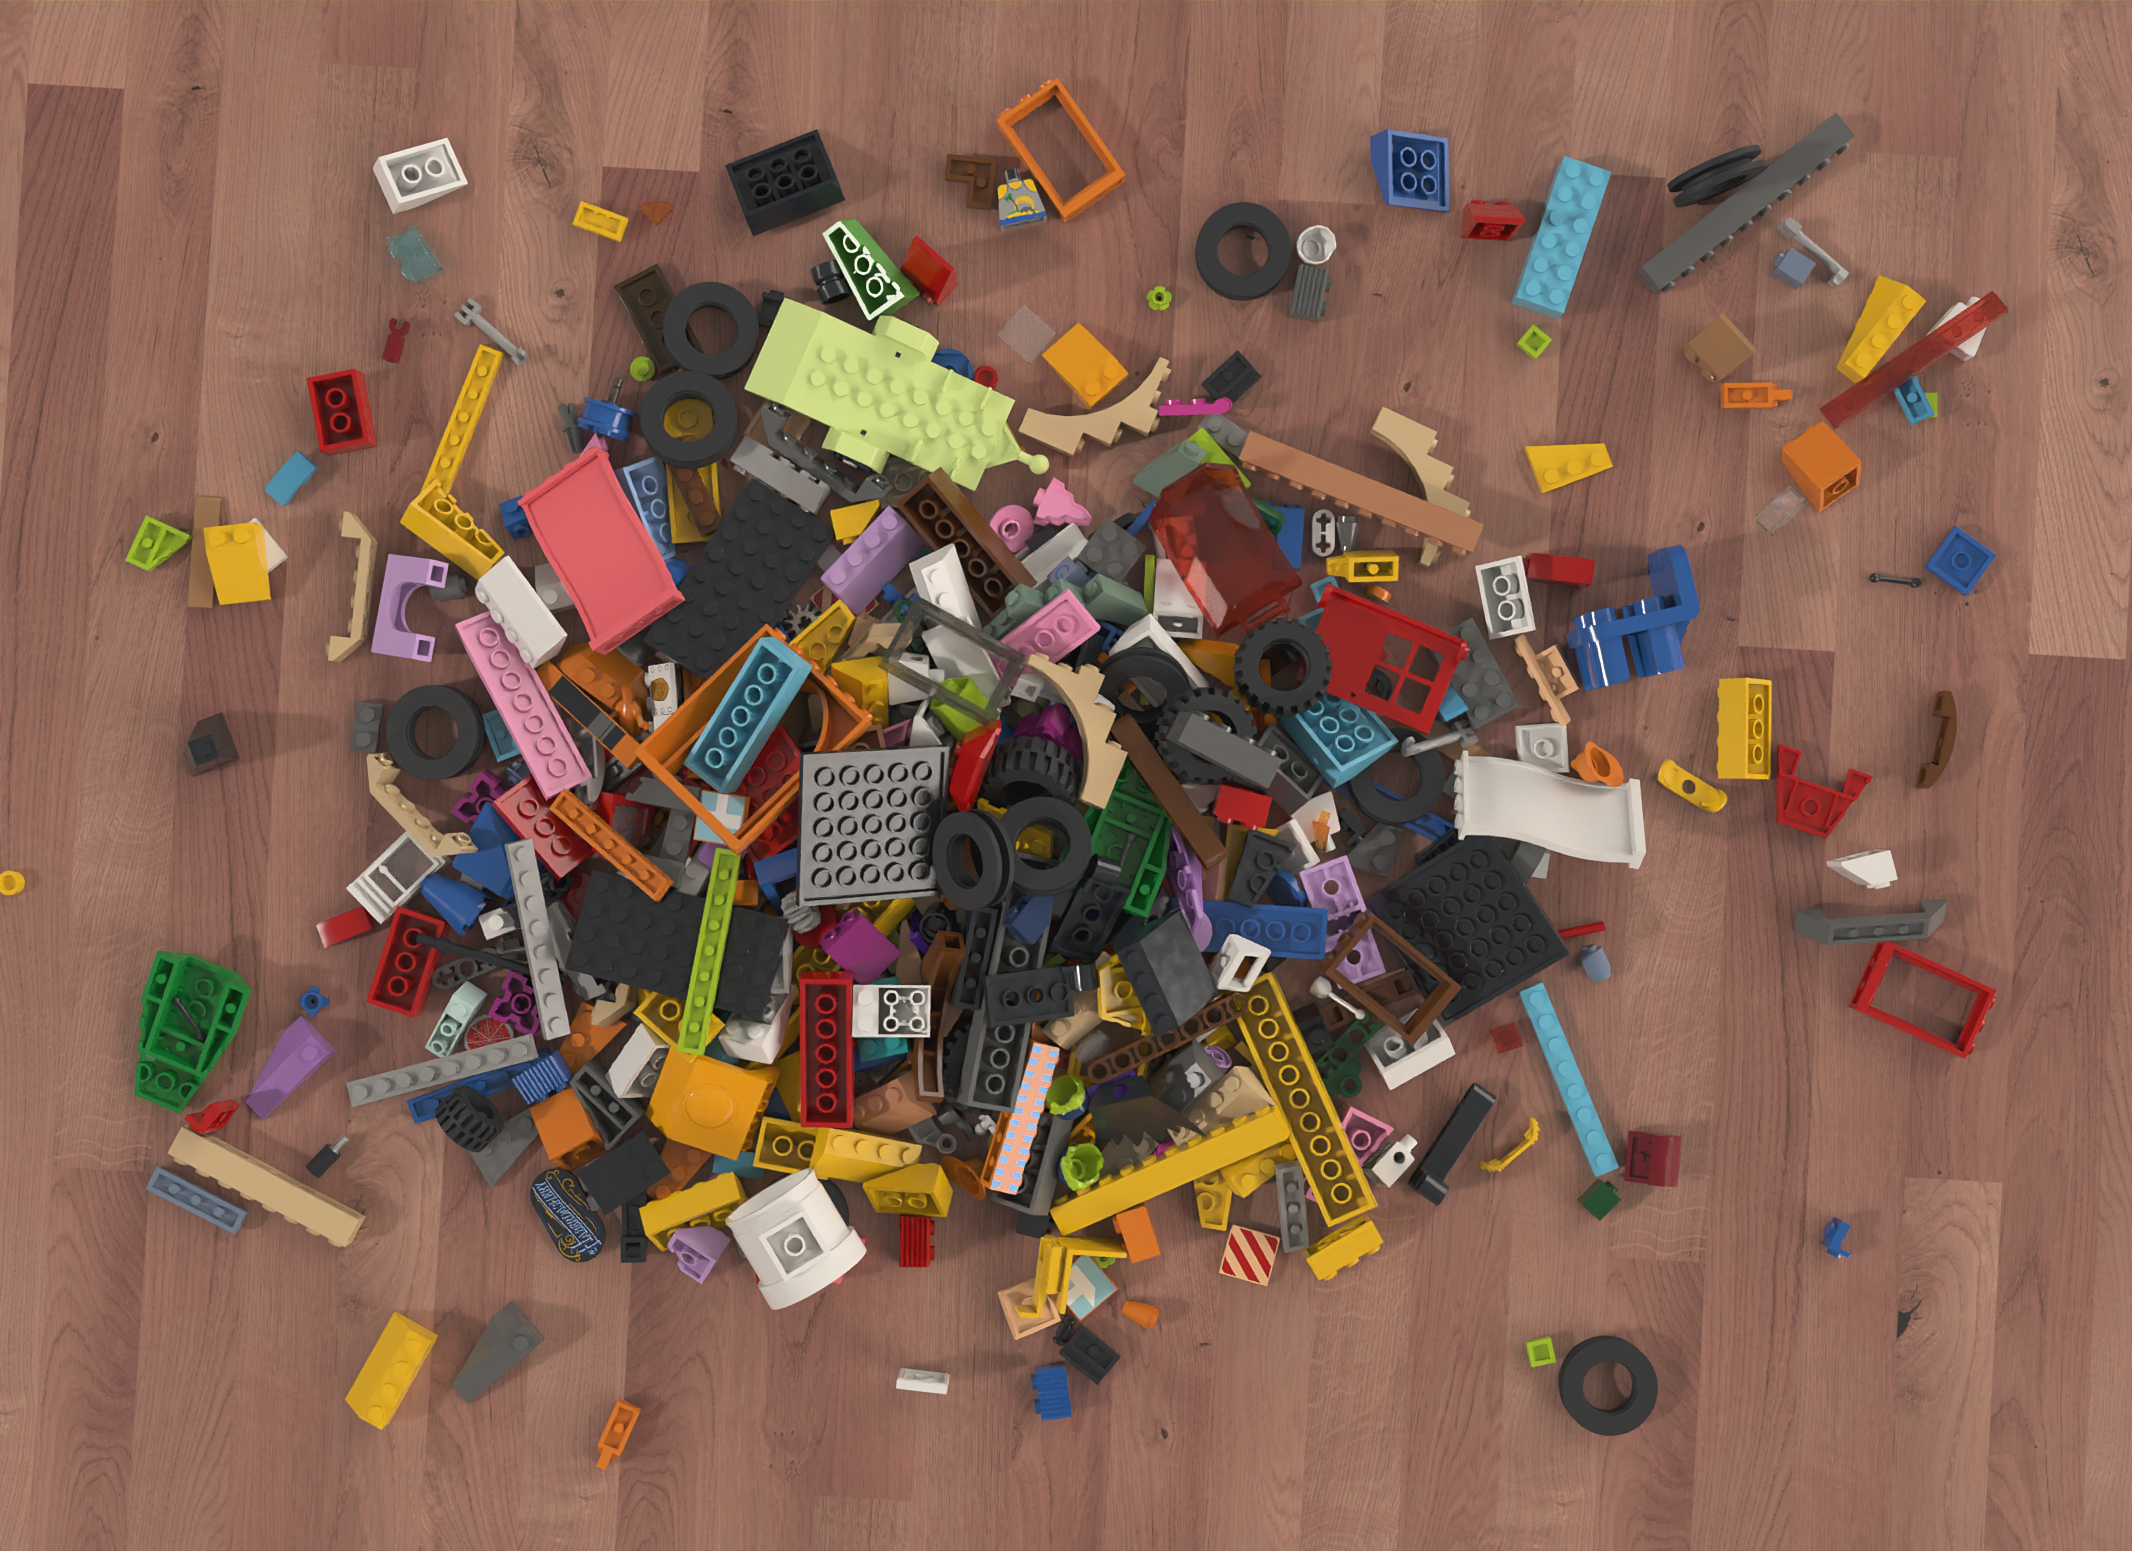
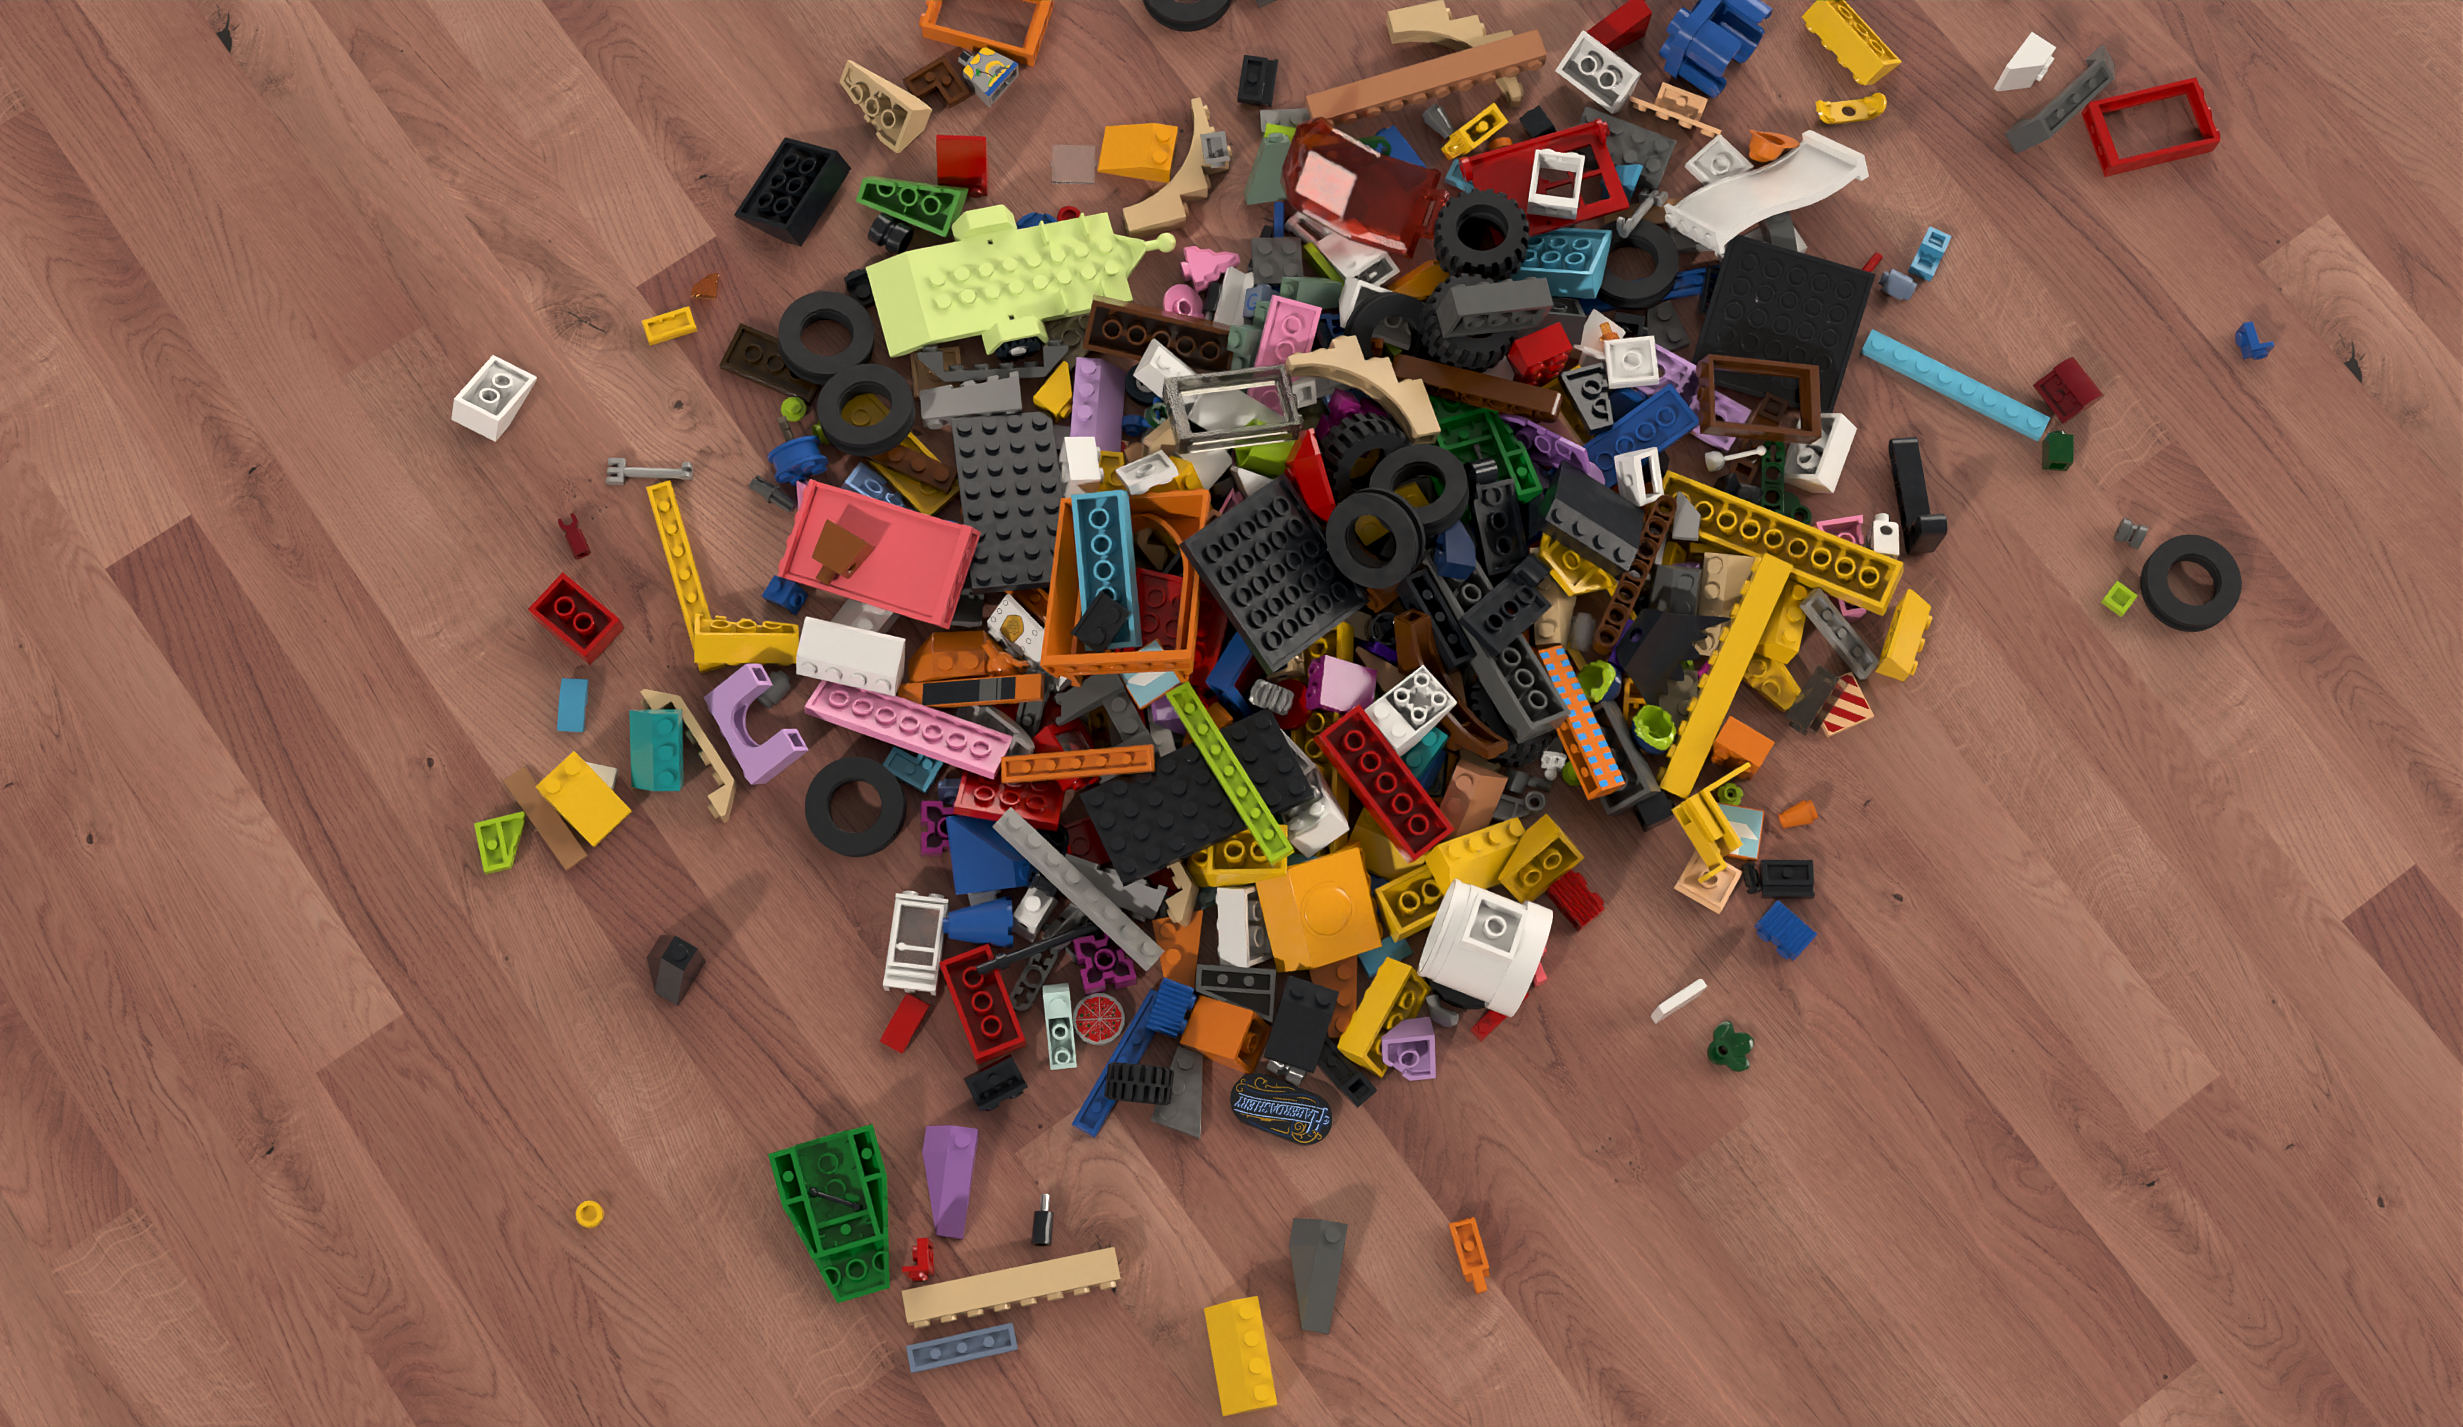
camera: 45 degrees left, 15 degrees down
(306, 1001) = (922, 1100): blue plate -> none
(322, 569) = (656, 749): none -> teal slope
(367, 727) = (794, 851): dark grey plate -> none
(373, 1027) = (996, 1083): none -> black bracket
(381, 775) = (838, 876): tan slope -> none
(415, 255) = (537, 460): clear light blue bracket -> none
(442, 1070) = (1082, 1069): light grey plate -> none
(568, 526) = (839, 552): none -> dark orange torso
(708, 755) = (1101, 622): none -> black plate
(810, 604) = (1080, 466): none -> white slope
(842, 660) = (1147, 472): none -> white plate
(919, 176) = (891, 110): none -> tan wedge
(940, 1442) = (1733, 1045): none -> dark green plate
(965, 1175) = (1575, 814): orange piece -> none
(1139, 418) = (1215, 149): none -> light grey bracket
(1163, 303) = (1150, 70): lime plate -> none
(1196, 407) = (1249, 115): dark pink plate -> none
(1225, 1244) = (1815, 701): none -> clear smoke window
(1247, 1026) = (1686, 520): none -> light grey tile
(1315, 864) = (1631, 362): none -> white tile
(1329, 533) = (1418, 139): white beam -> none
(1366, 689) = (1553, 205): none -> white window
(1421, 602) = (1537, 123): none -> black brick
(1506, 1037) = (1882, 389): clear red plate -> none
(1530, 1135) = (1966, 448): yellow piece -> none
(1596, 1309) = (2130, 533): none -> dark grey wheel
(1645, 957) = (1929, 254): none -> dark azure slope
(1807, 804) = (1943, 57): red wing -> none

